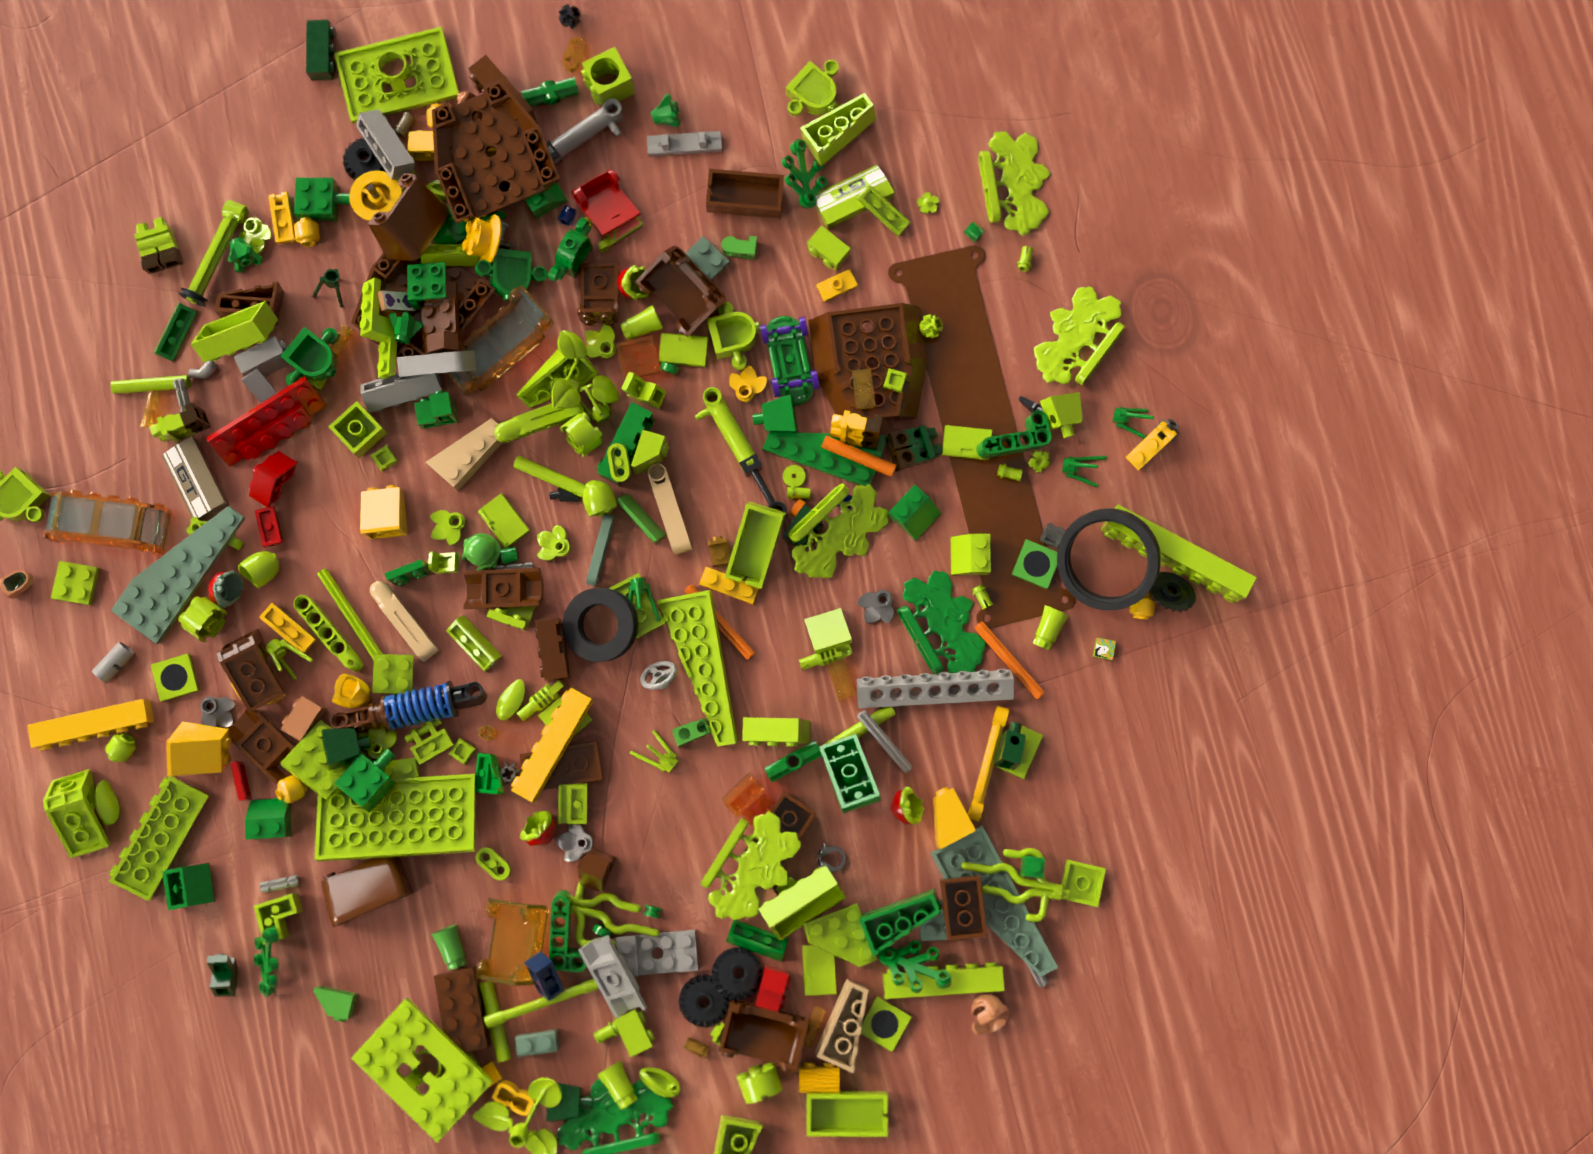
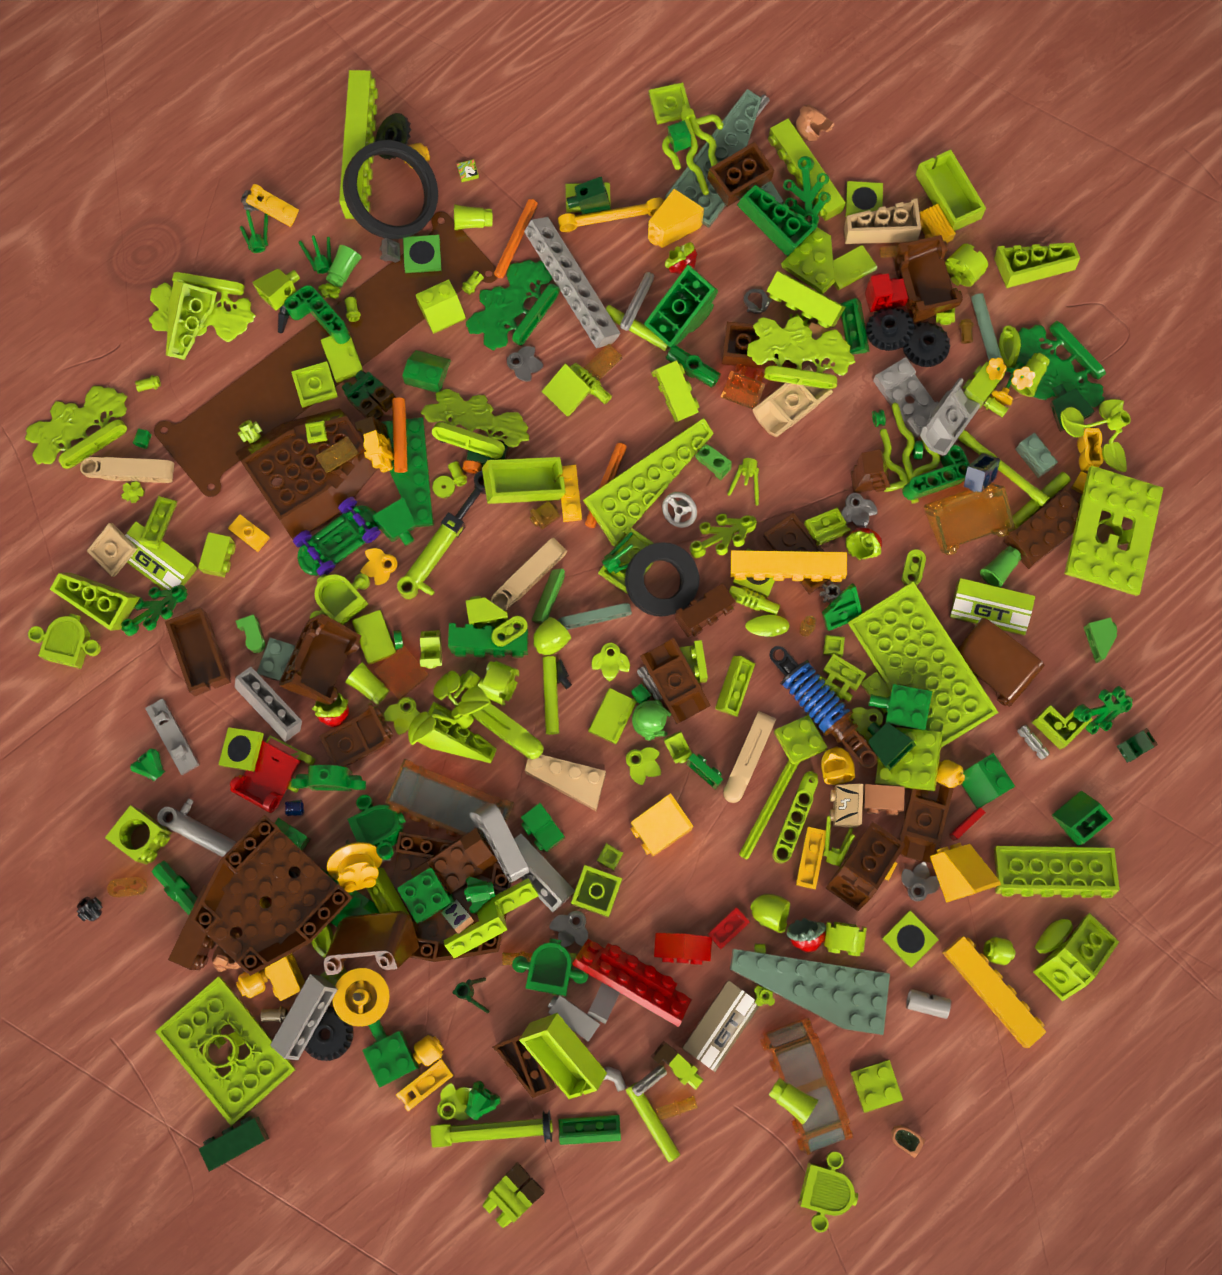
camera: 115 degrees left, 5 degrees down
(89, 497) = (793, 1100): none -> lime plant
(312, 682) = (847, 805): none -> tan slope
(340, 393) = (568, 931): none -> flat silver plate
(420, 917) = (1001, 606): none -> lime slope
(613, 704) = (743, 525): none -> lime plant
(613, 1066) = (1021, 377): none -> yellow plant
(640, 193) = (241, 749): none -> lime tile
(667, 231) = (268, 704): none -> light grey brick
(688, 1069) = (985, 326): none -> sand green piece
(708, 833) = (788, 406): none -> tan piece
(879, 162) = (112, 549): none -> tan tile
(949, 207) = (128, 469): none -> tan piece
(950, 404) = (314, 384): none -> lime plate
(1057, 483) = (343, 265): none -> bright green plant
(1078, 322) = (187, 313): none -> lime wedge

